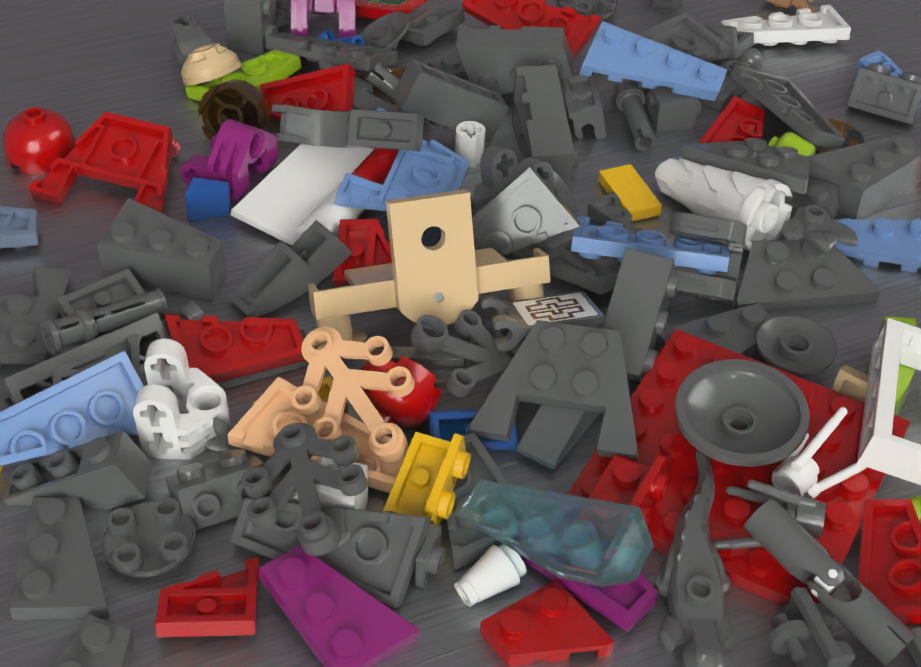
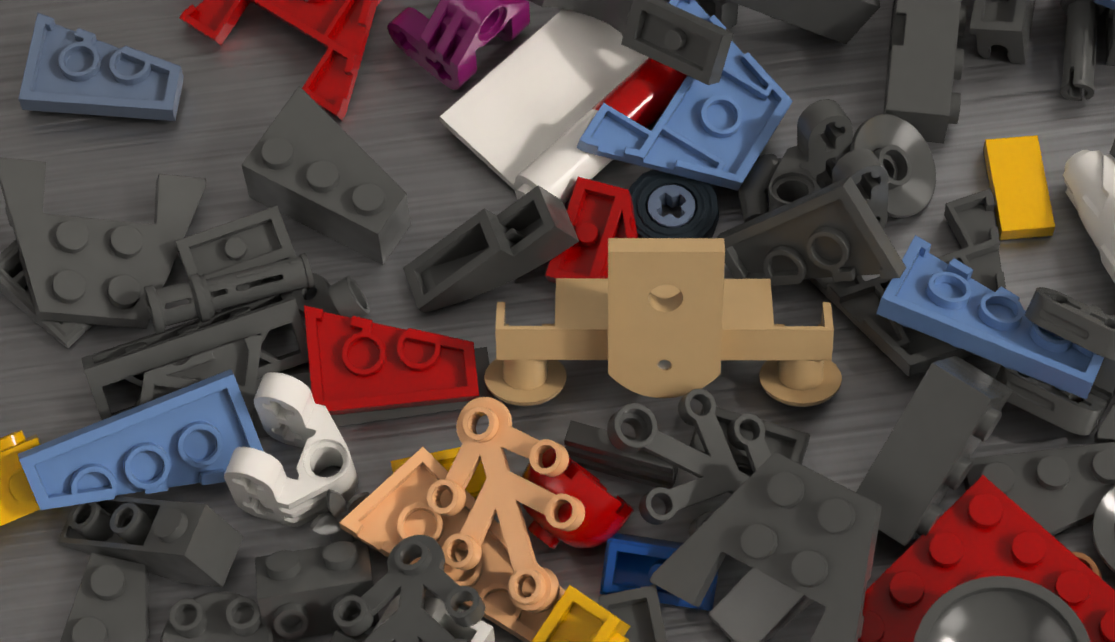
camera: 20 degrees right, 20 degrees up
(207, 199) = (411, 88): blue slope -> none
(470, 141) = (809, 52): white piece -> none
(521, 315) = (799, 417): flag -> none

